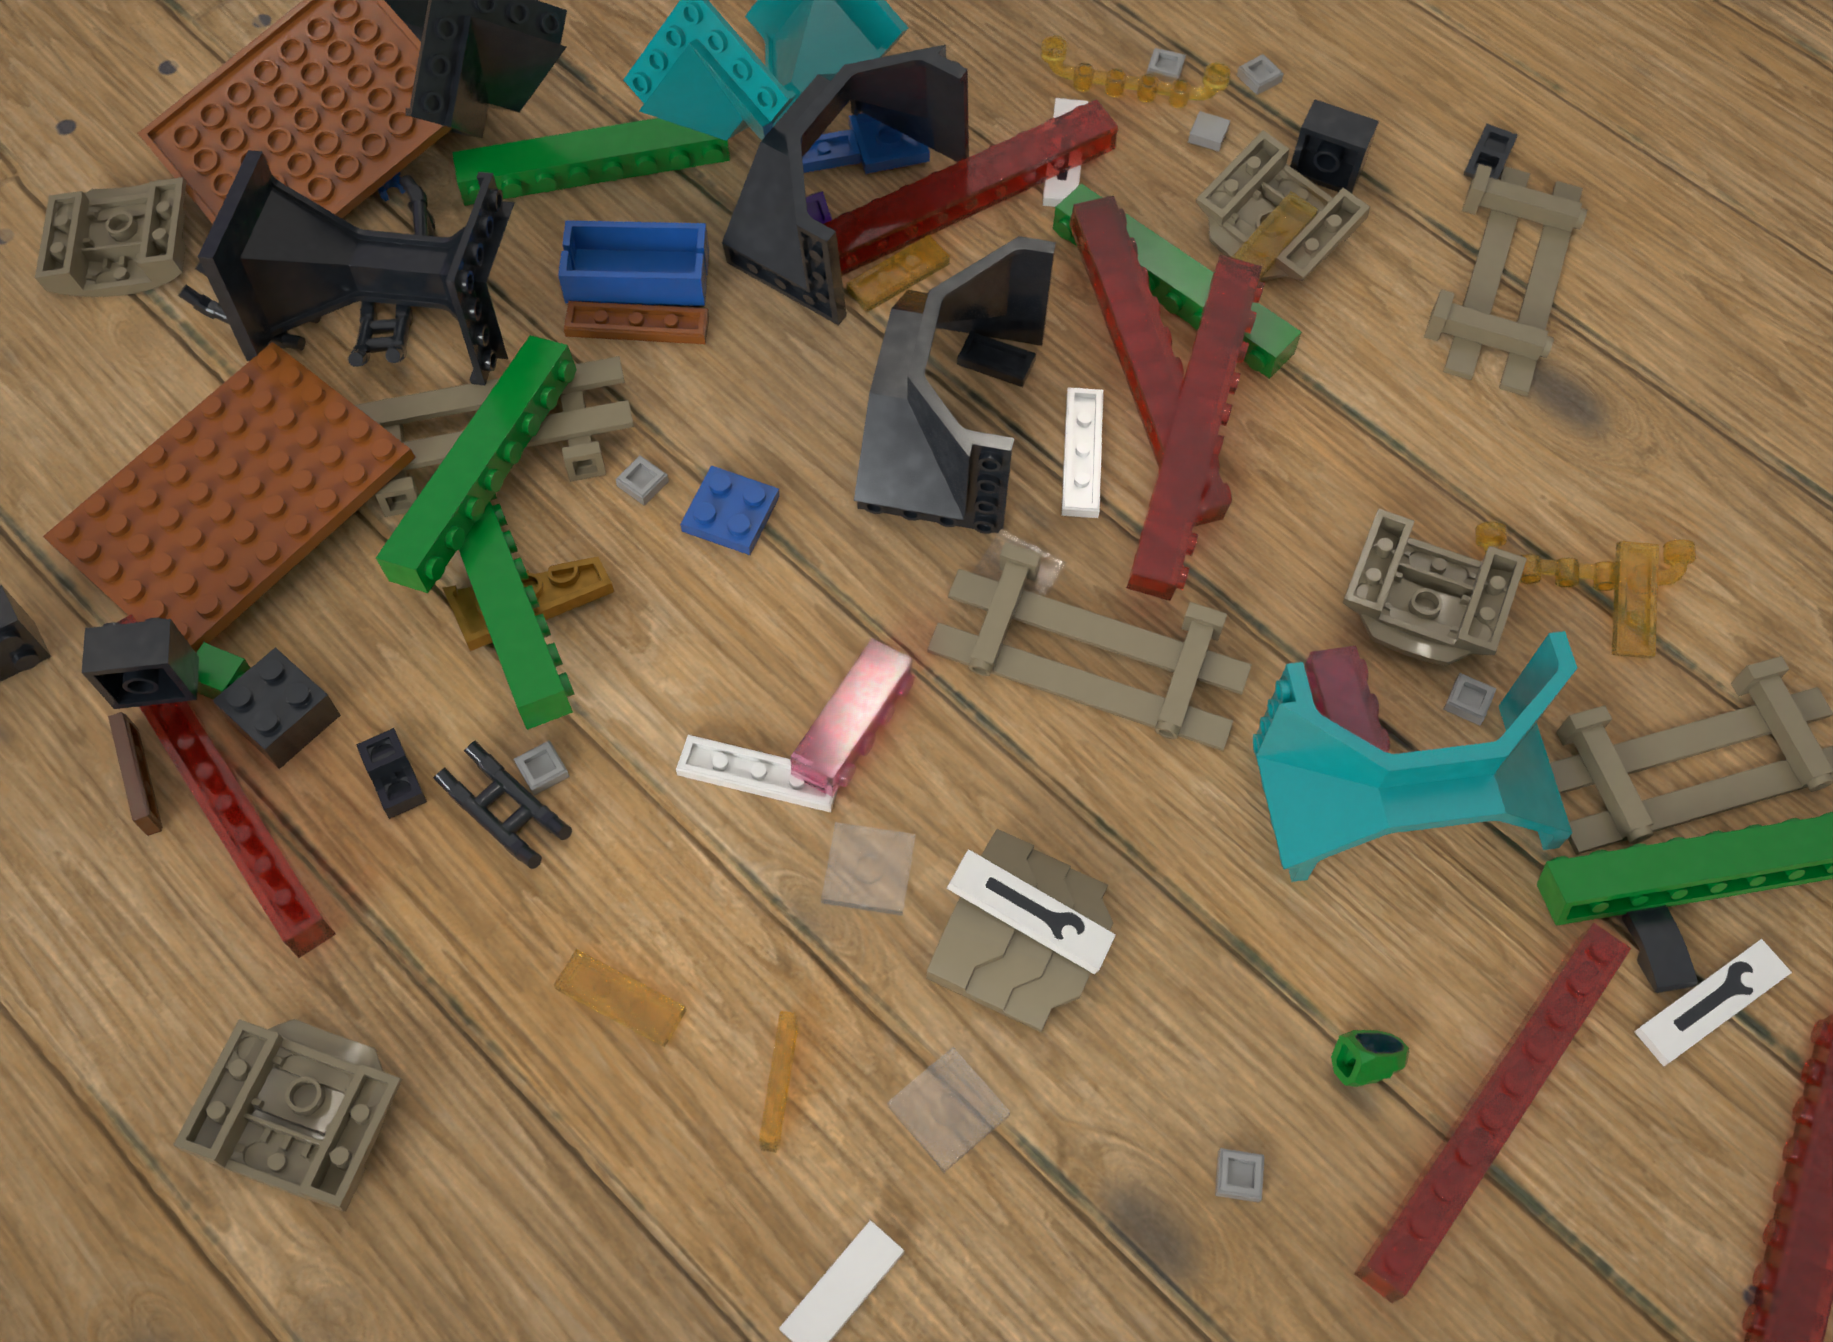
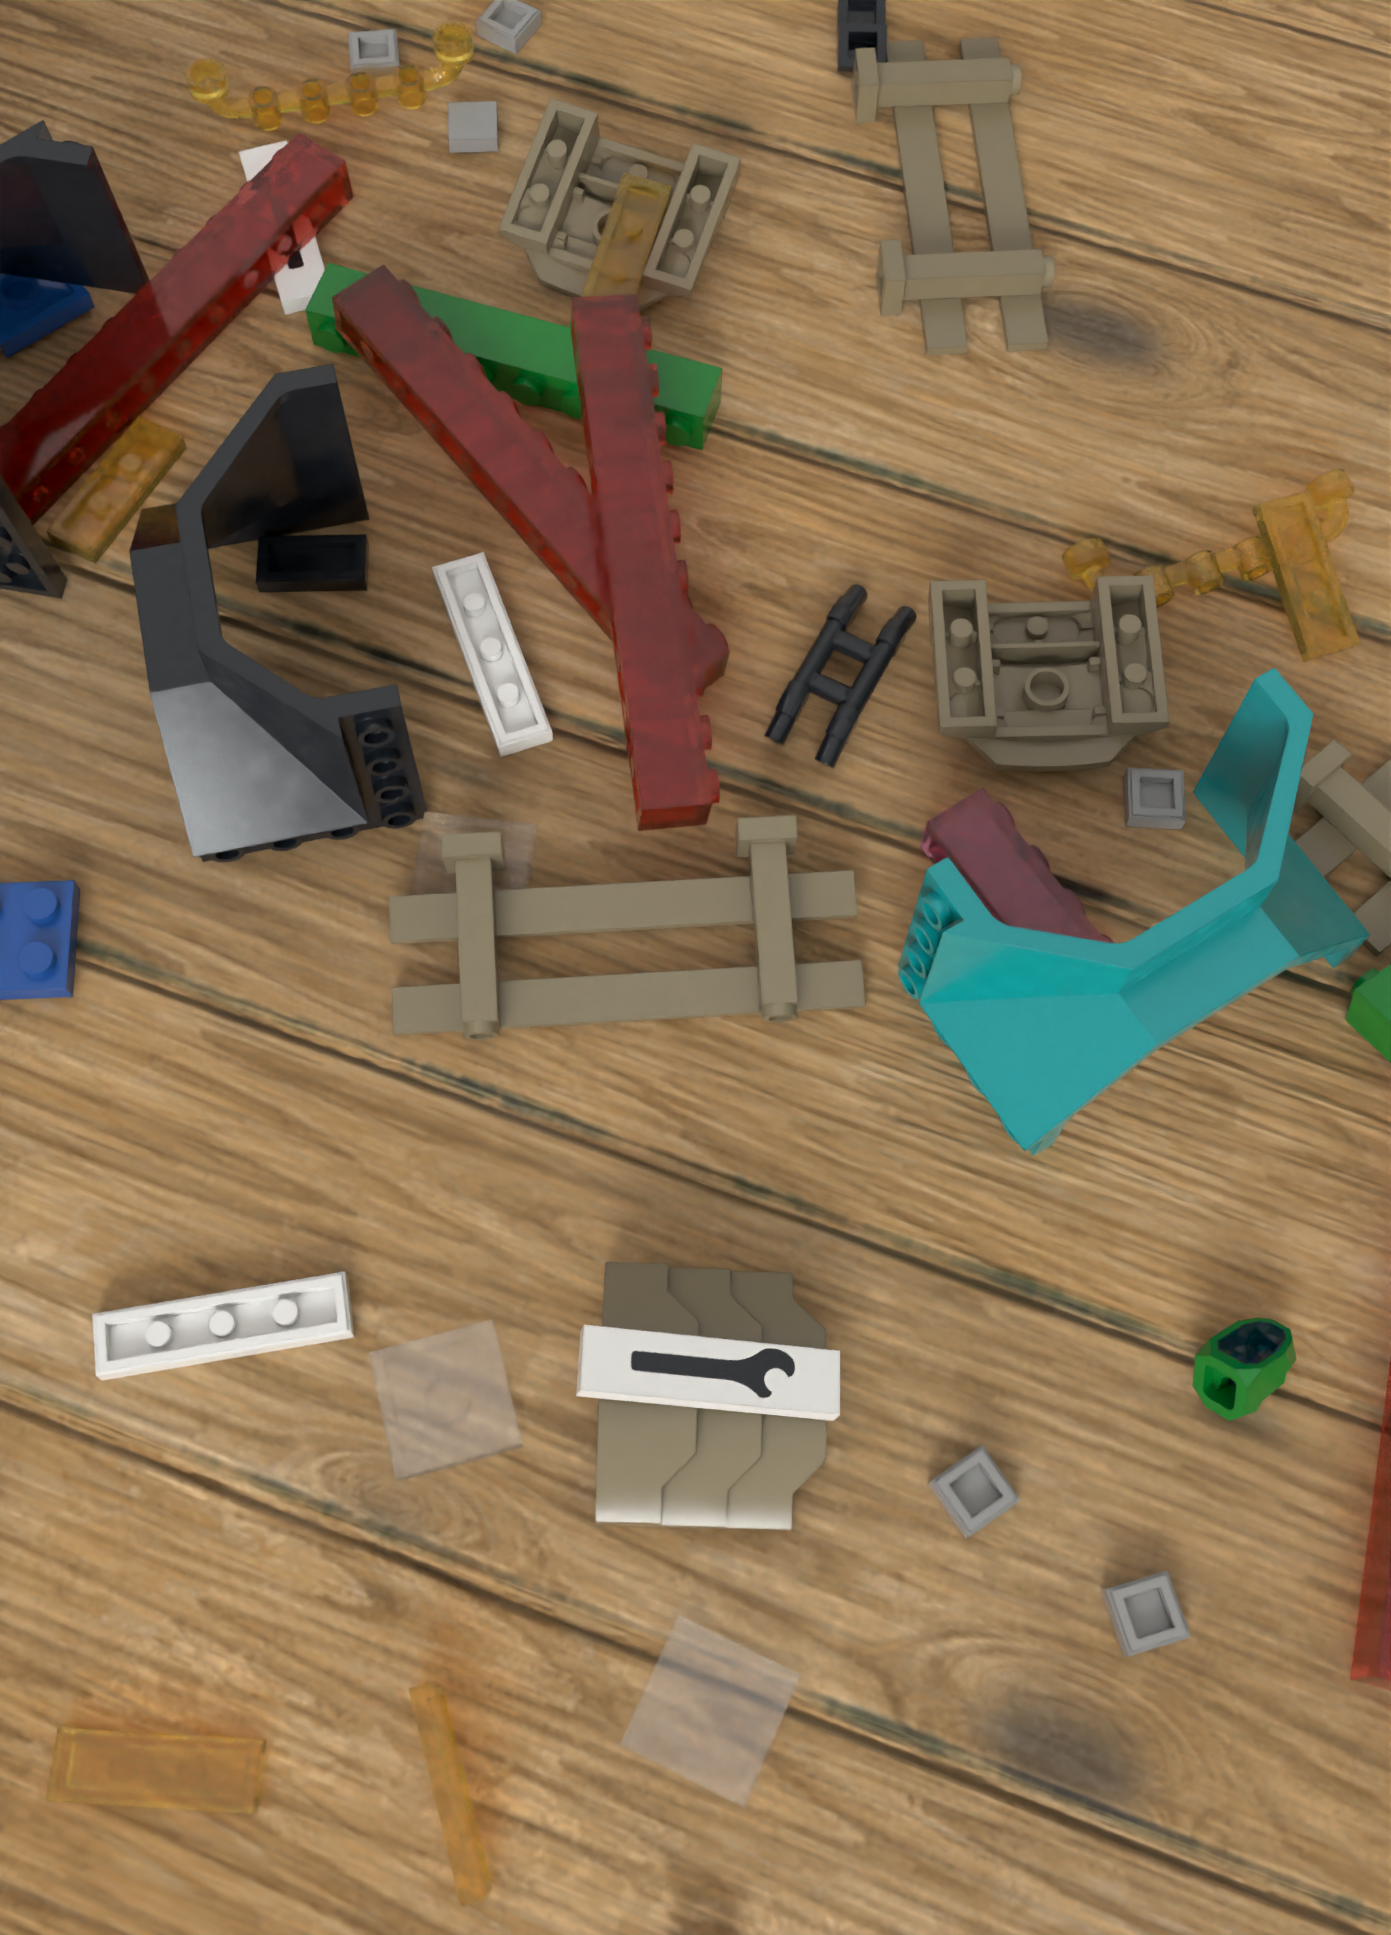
camera: 25 degrees left, 5 degrees up
(852, 717) = (327, 1187): clear pink brick -> none
(1164, 1058) = (974, 1491): none -> light grey tile
(1294, 562) = (849, 699): none -> black piece
(1333, 146) = (654, 89): black brick -> none

